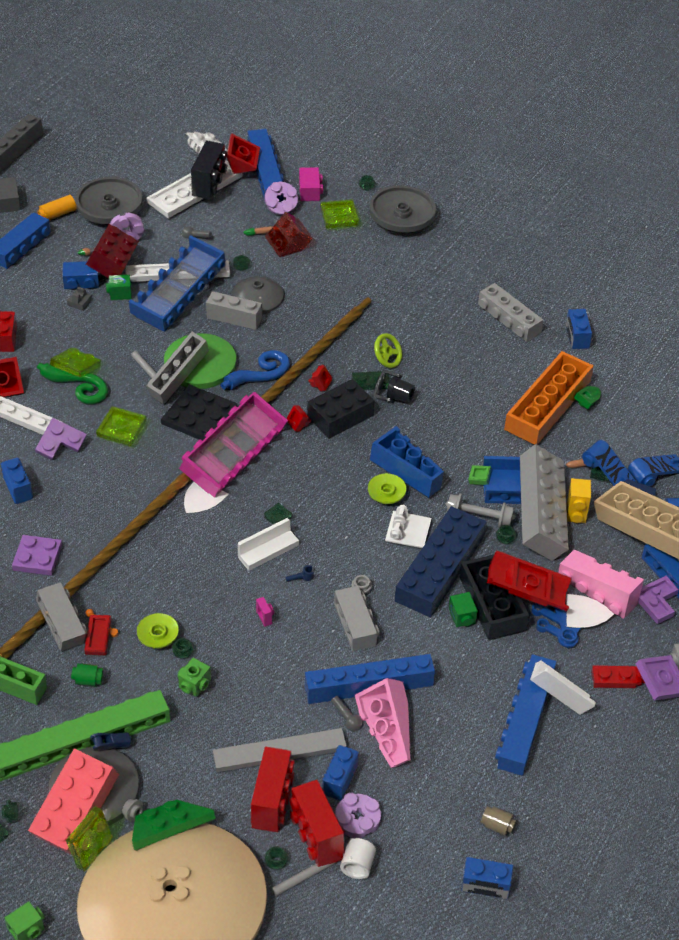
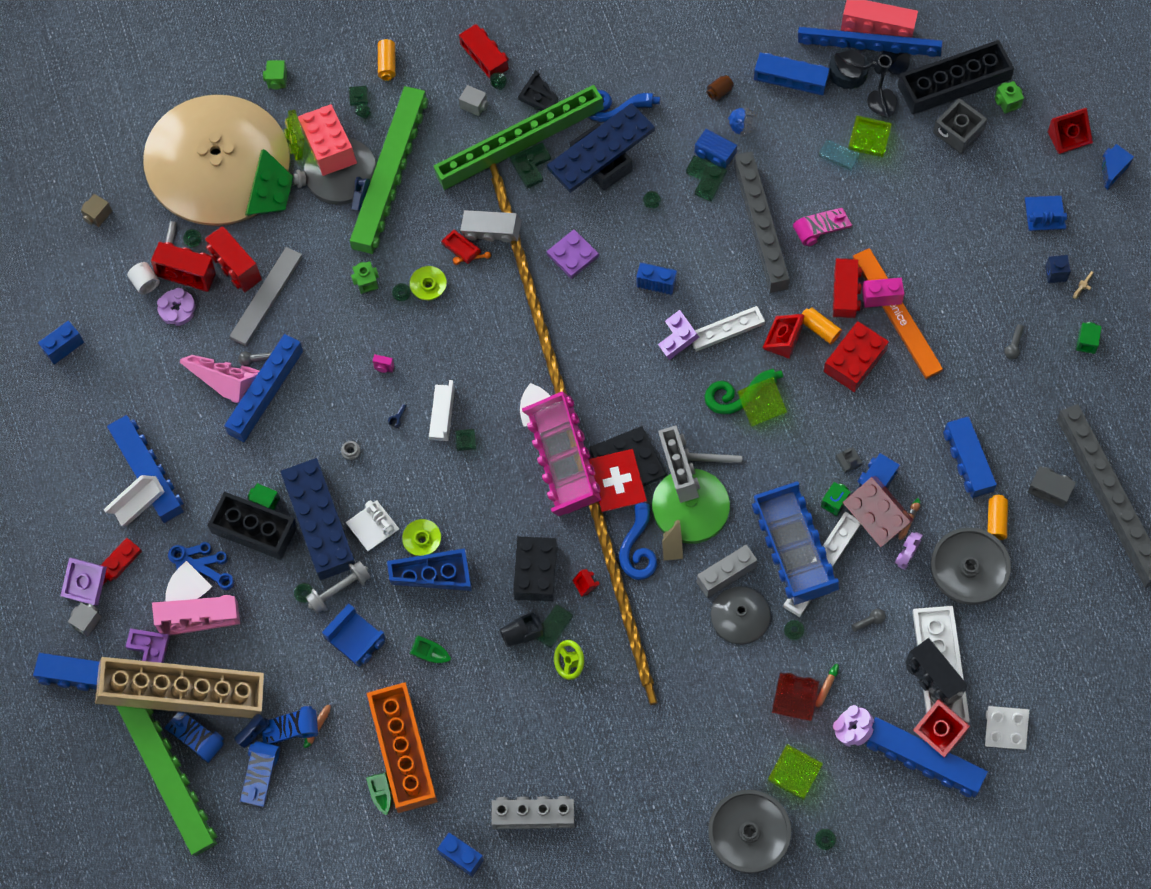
camera: 135 degrees right, 20 degrees up
(87, 674) = (430, 217): green brick -> none
(121, 426) = (658, 391): clear neon green plate -> none
(218, 401) = (618, 480): none -> red sticker
(239, 347) = (672, 543): none -> dark tan slope
(298, 418) = (554, 527): red tile -> none
(310, 184) = (861, 777): dark pink brick -> none
(340, 772) = (211, 314): blue brick -> none
(356, 618) = (323, 420): light grey brick -> none
(466, 433) = (429, 651): none -> green plate
(480, 475) = (376, 623): bright green tile -> none
(498, 820) = (90, 383): dark tan brick -> none
(528, 580) = (230, 546): red piece -> none
(543, 503) = (298, 636): light grey brick -> none
(578, 500) = (276, 664): yellow brick -> none

